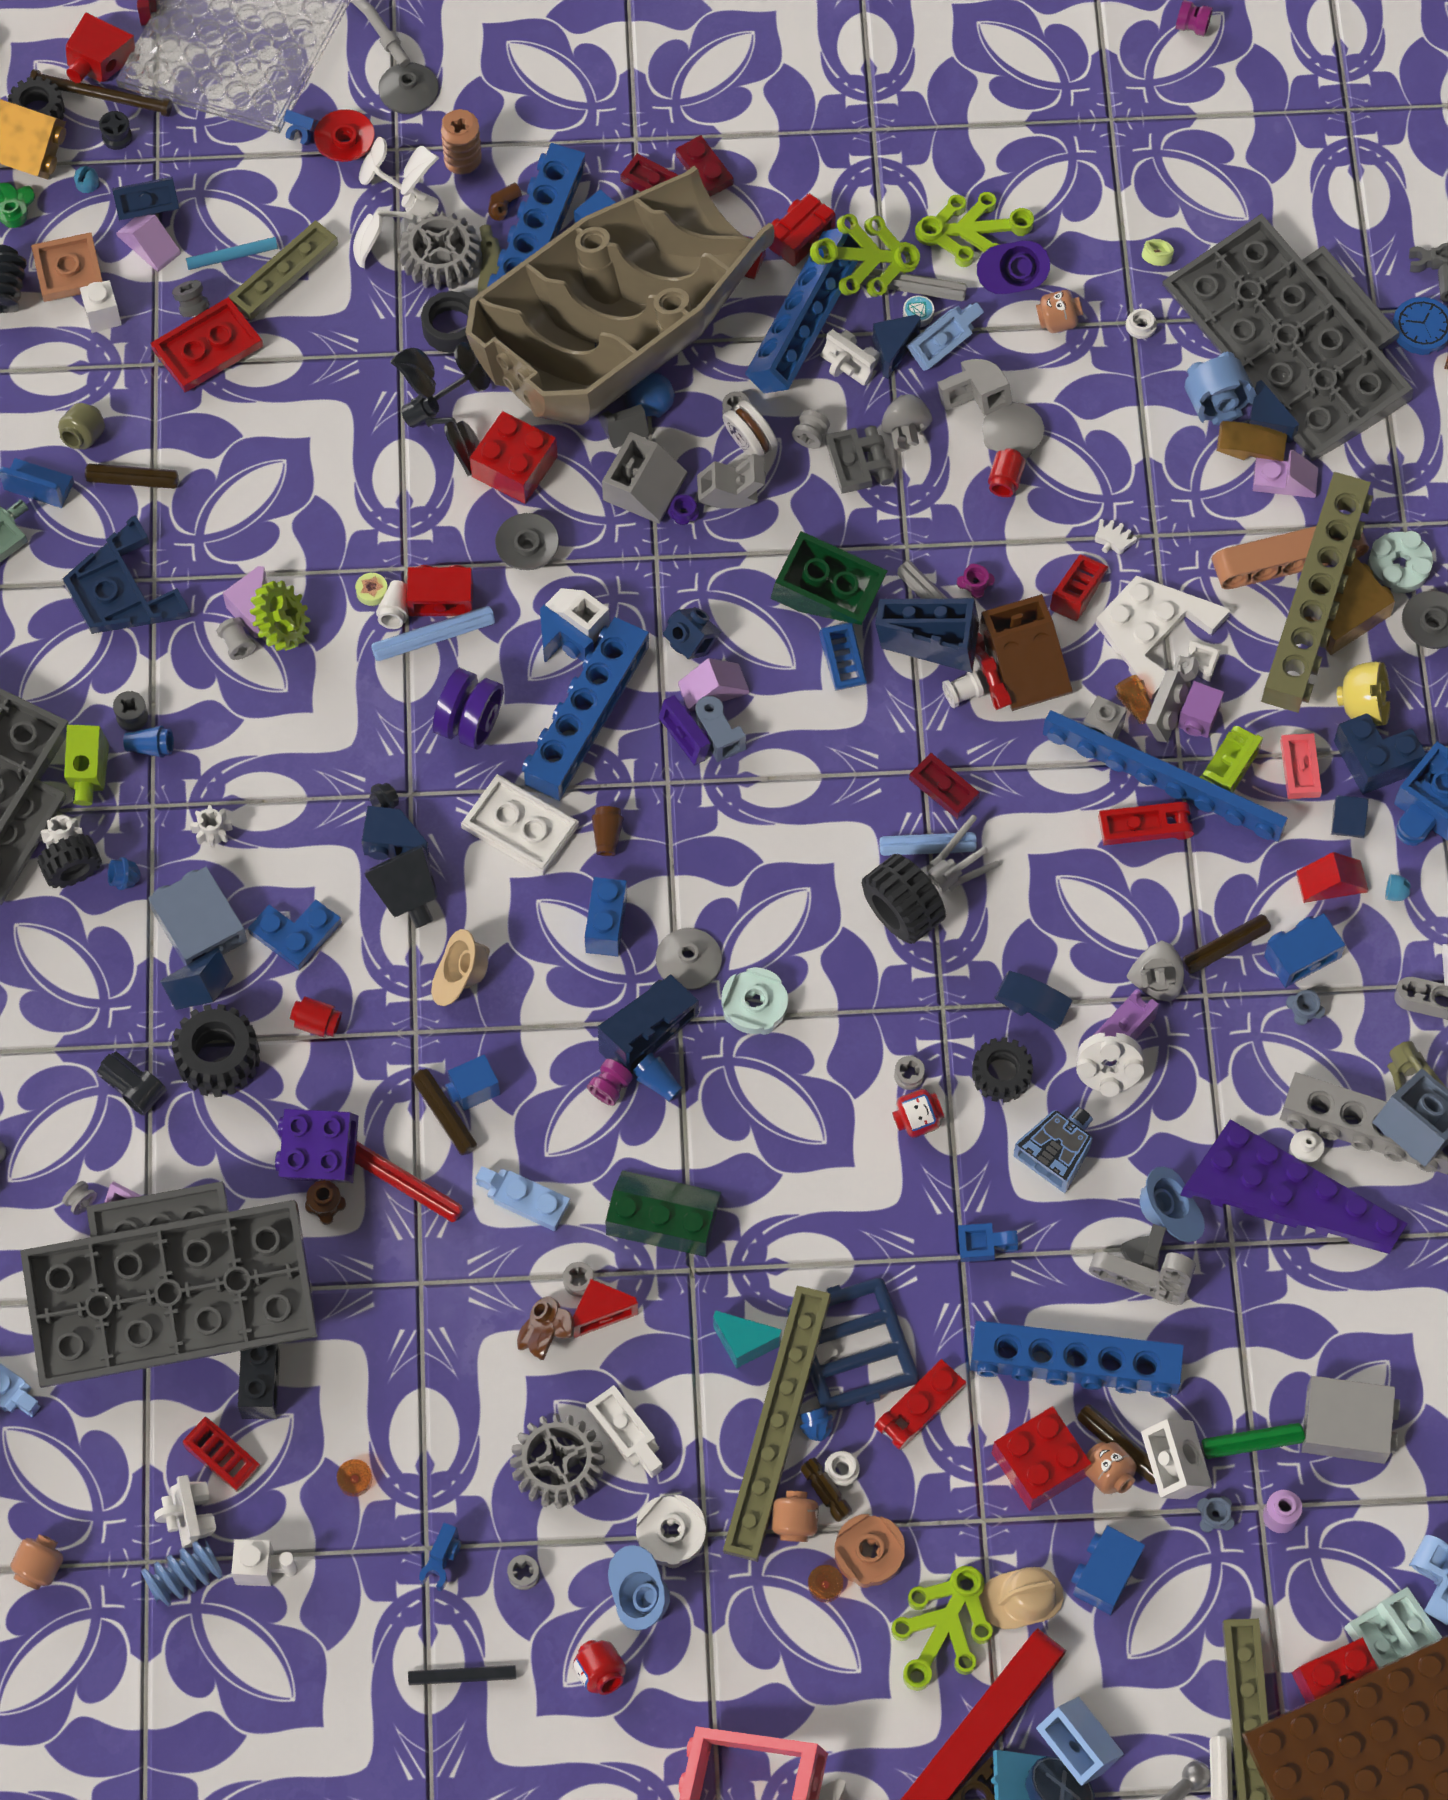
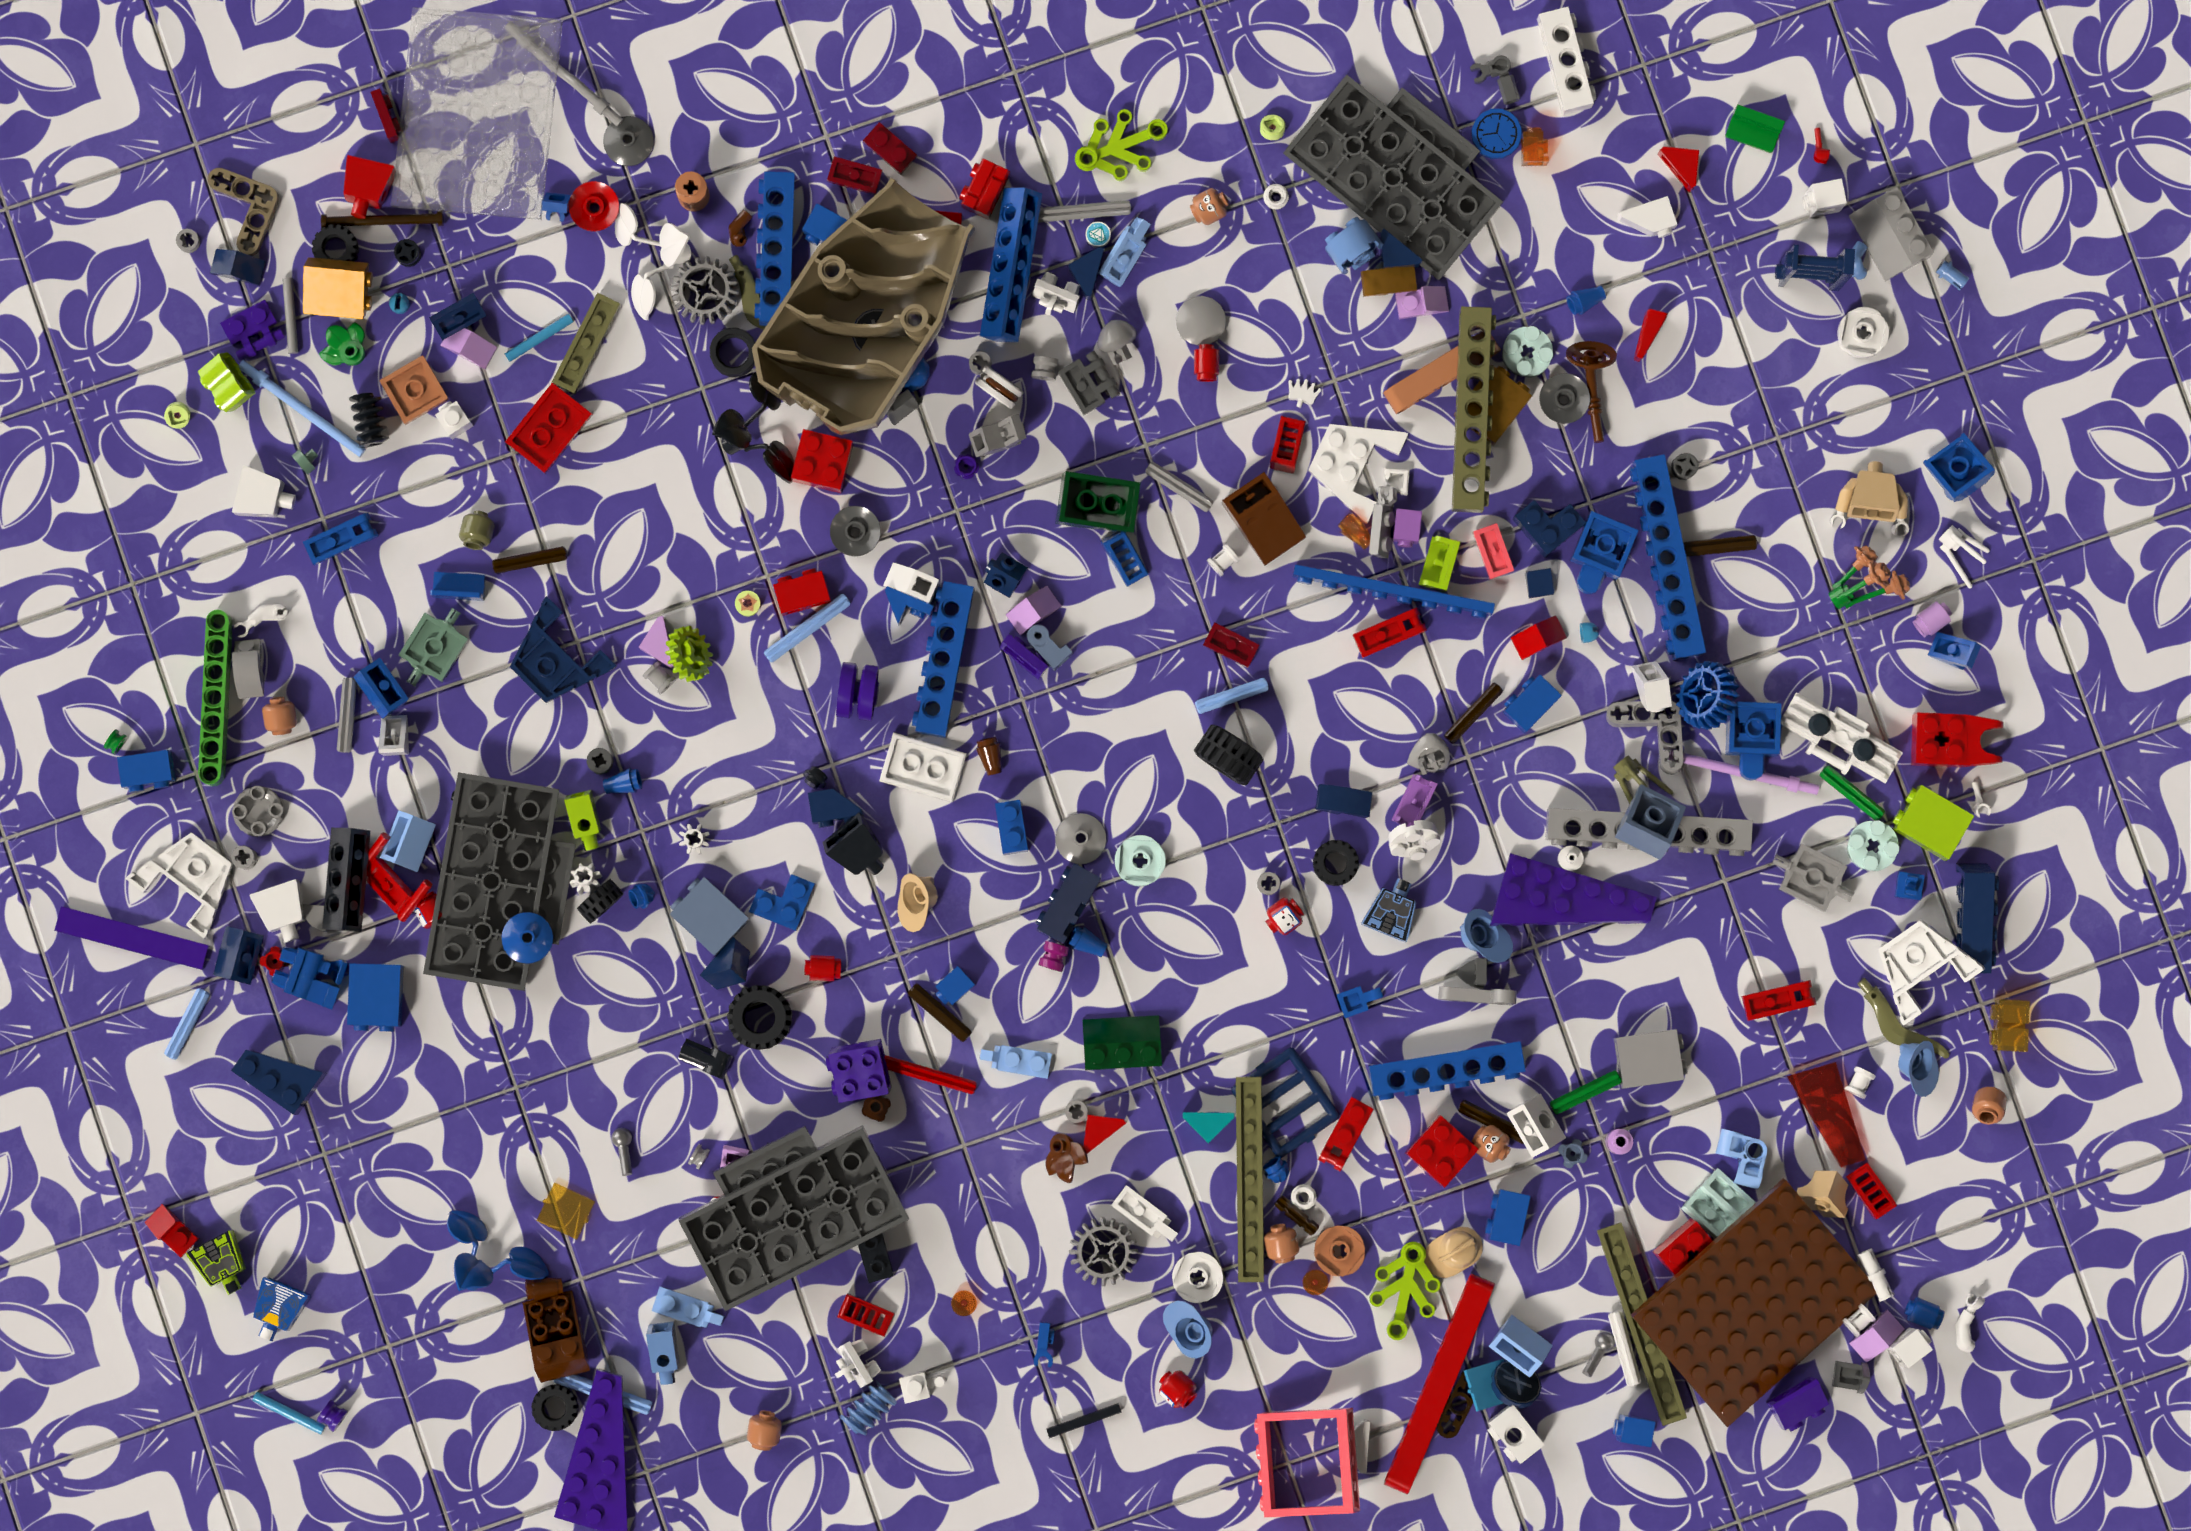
camera: 20 degrees left, 20 degrees up
(190, 298) = (523, 392): dark grey wheel -> none
(393, 606) = (770, 614): white cone -> none
(520, 1562) = (1099, 1329): light grey bush -> none
(643, 478) = (929, 452): light grey slope -> none
(868, 253) = (1048, 206): lime plant -> none
(930, 629) = (1188, 524): dark blue wedge -> none
(946, 873) = (1253, 718): light grey plant -> none
(977, 381) = (1163, 289): light grey brick -> none
(977, 572) = (1204, 456): magenta plate -> none
(998, 692) = (1252, 558): red piece -> none
(1013, 267) = (1163, 180): dark purple piece -> none
(1106, 717) = (1337, 559): light grey brick -> none
(1307, 997) = (1544, 739): sand blue plate -> none
(1365, 692) = (1528, 480): light yellow cylinder -> none

